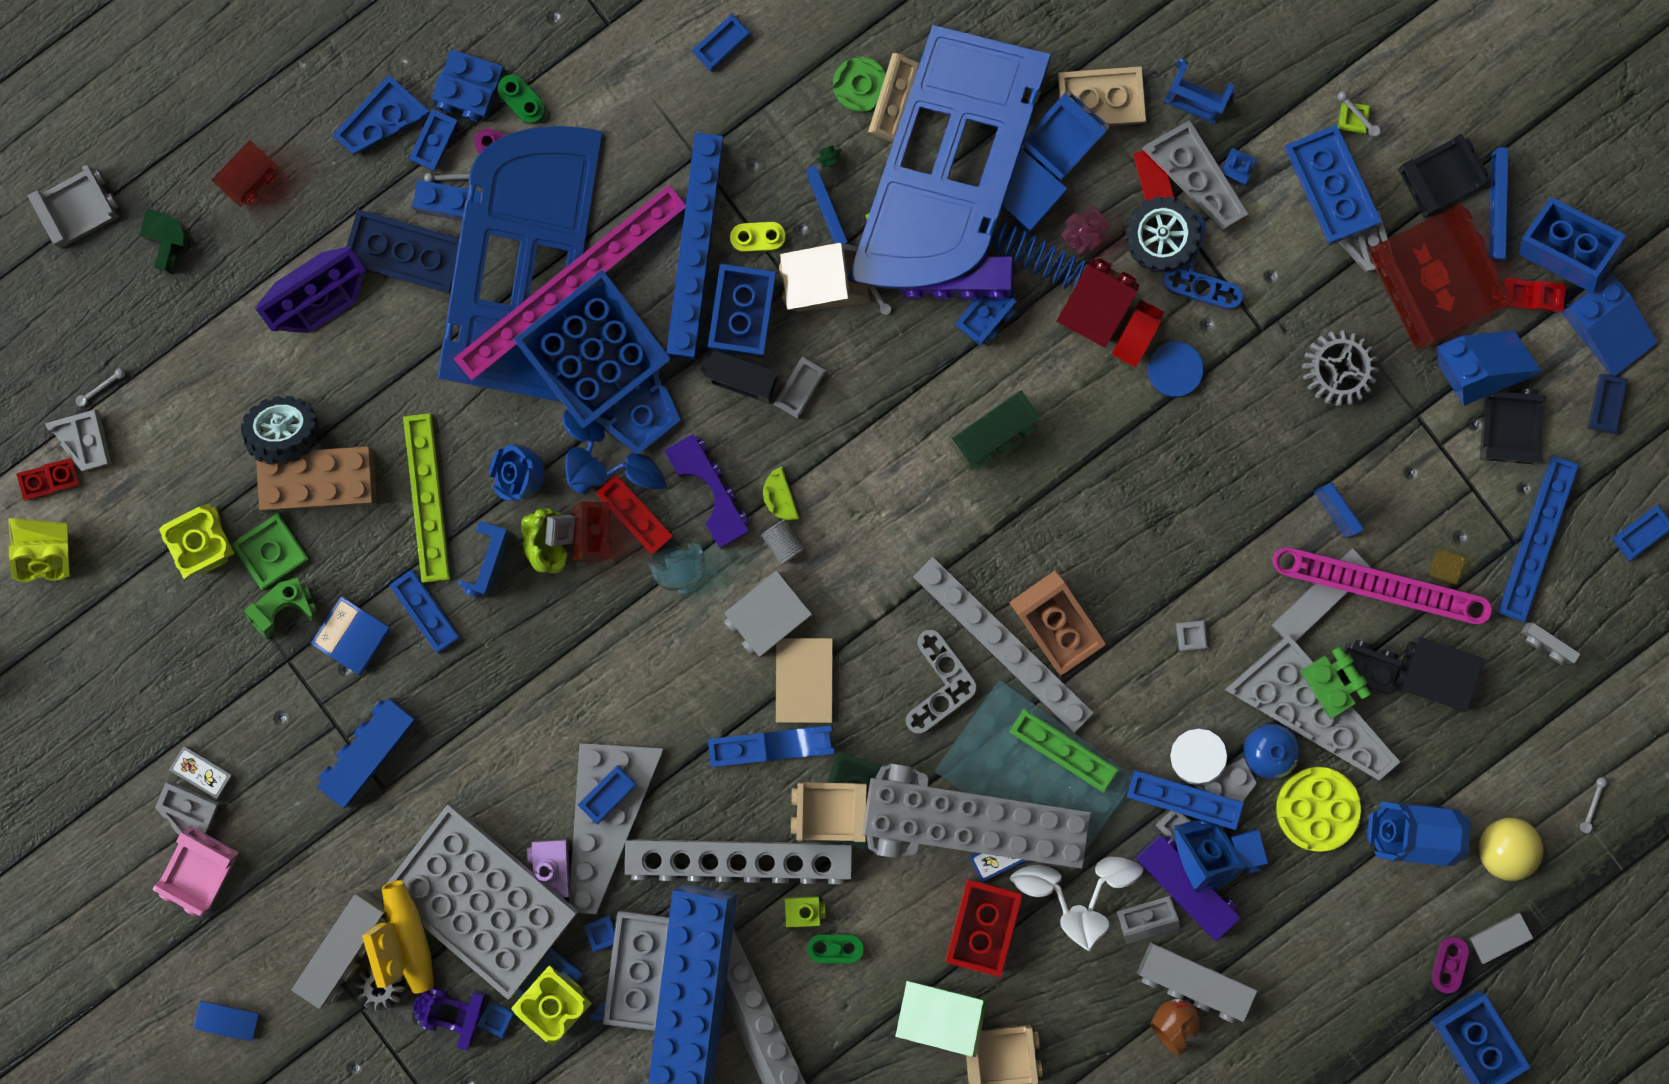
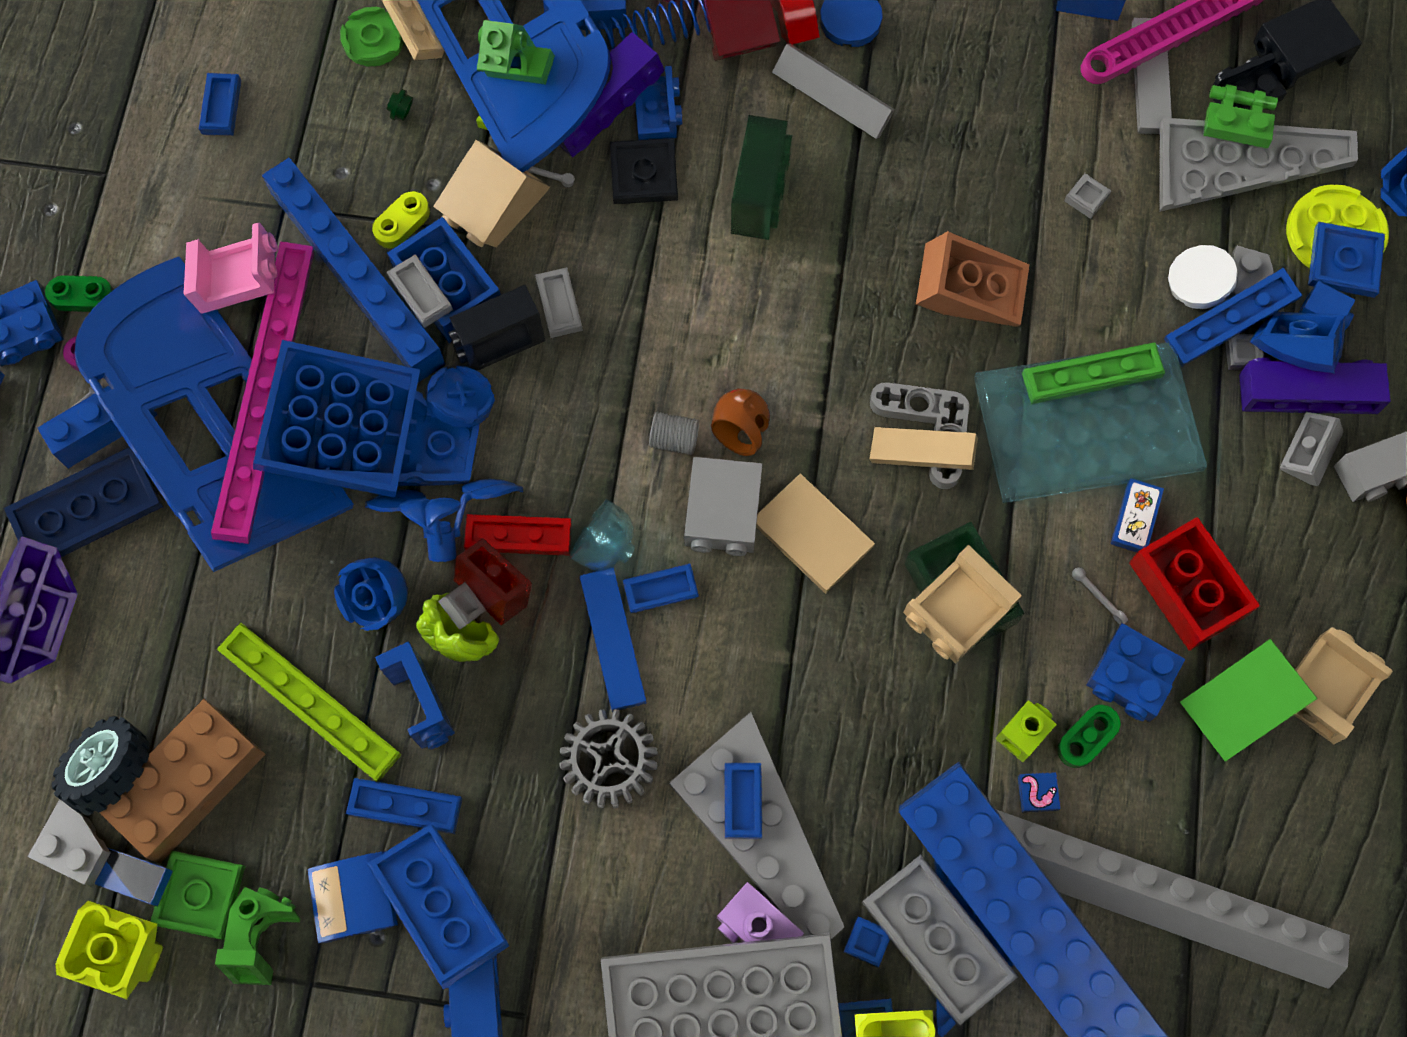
camera: 45 degrees left, 15 degrees down
(225, 457) = (71, 846): none -> light grey wing
(243, 507) = (134, 877): none -> tile
(390, 689) = (438, 905): none -> blue tile
(433, 140) = (26, 392): blue plate -> none
(563, 709) = (601, 773): none -> light grey gear
(620, 179) = (230, 272): none -> bright pink panel
(628, 630) = (613, 639): none -> blue tile
(638, 849) = (1004, 649): light grey brick -> none
(681, 395) = (459, 396): none -> blue tile
(684, 627) = (660, 588): none -> blue tile
(690, 460) = (523, 441): dark purple arch -> none
(714, 310) = (419, 291): none -> light grey tile
(770, 746) = (844, 614): blue piece -> none
(776, 949) = (1038, 792): none -> blue tile
(778, 496) = (630, 403): lime tile -> none
(825, 205) = (429, 139): blue tile -> none
(826, 569) = (739, 412): none -> dark orange helmet
(899, 941) = (1135, 673): none -> blue plate
(909, 813) = (1033, 534): light grey piece -> none
(912, 198) = (502, 43): none -> bright green tile
(917, 696) = (924, 448): none -> tan tile
(930, 856) = (1080, 575): none -> light grey hinge
(937, 349) = (643, 171): none -> black tile
(1003, 644) = (946, 344): light grey plate -> none
(1079, 923) = (1283, 479): white plant -> none
(1106, 411) = (833, 91): none -> light grey tile
(1271, 751) = (1252, 219): blue cylinder -> none
(1297, 833) = (1347, 259): none -> blue tile

